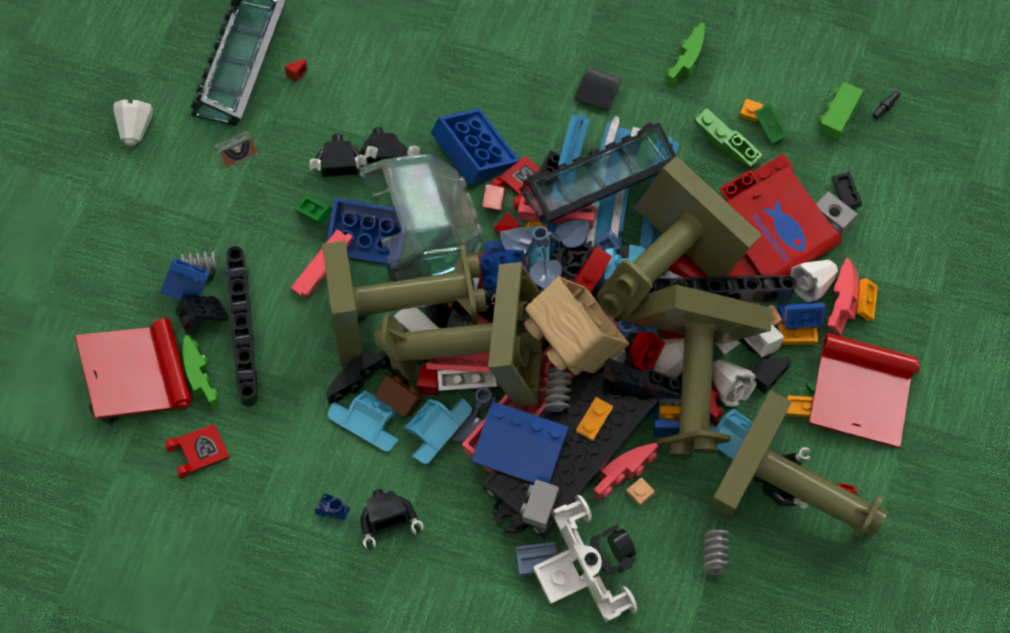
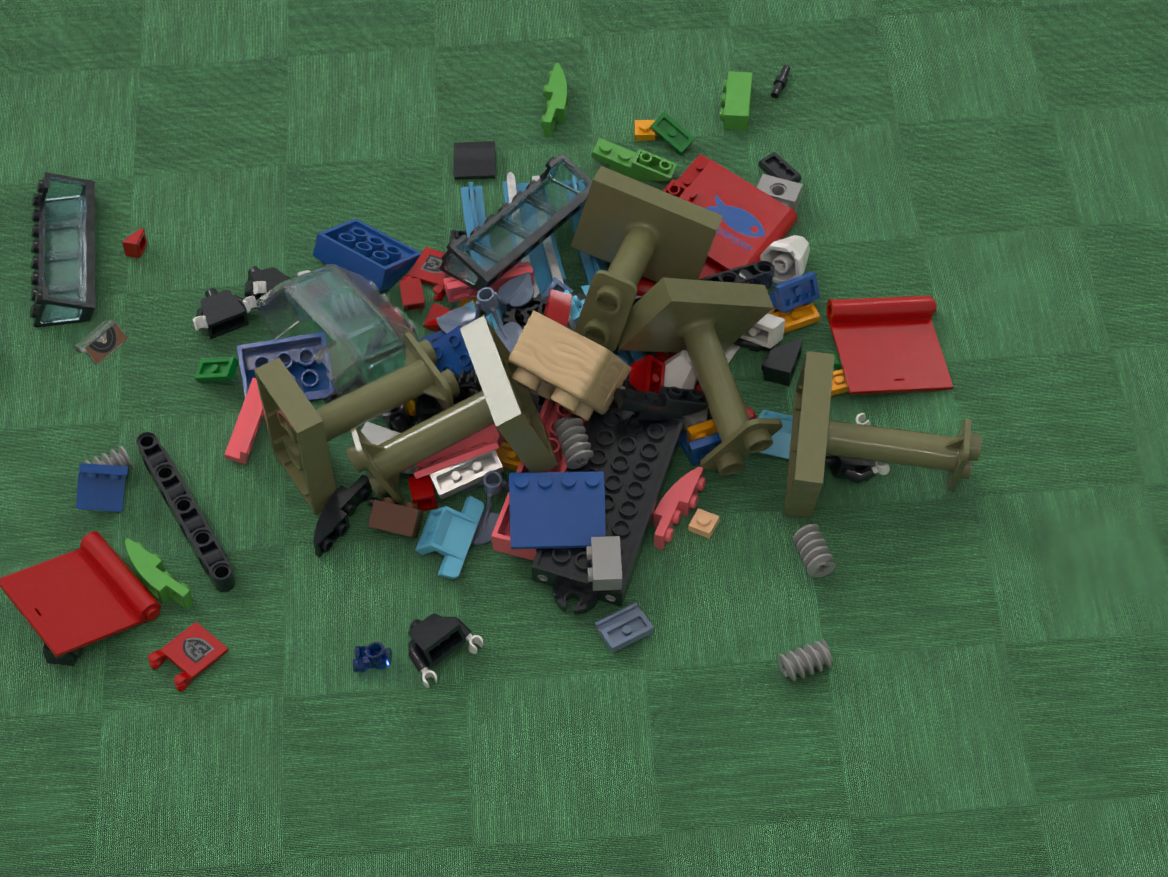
camera: 20 degrees left, 10 degrees down
(196, 307) = (122, 512): black bracket -> none
(366, 419) = (369, 556): medium azure plate -> none
(559, 576) = (657, 634): white piece -> none
(594, 419) = (625, 459): light orange plate -> none
(732, 382) = (755, 382): white cone -> none
(848, 292) = (829, 263): coral slope -> none
(867, 299) = (852, 265): light orange plate -> none

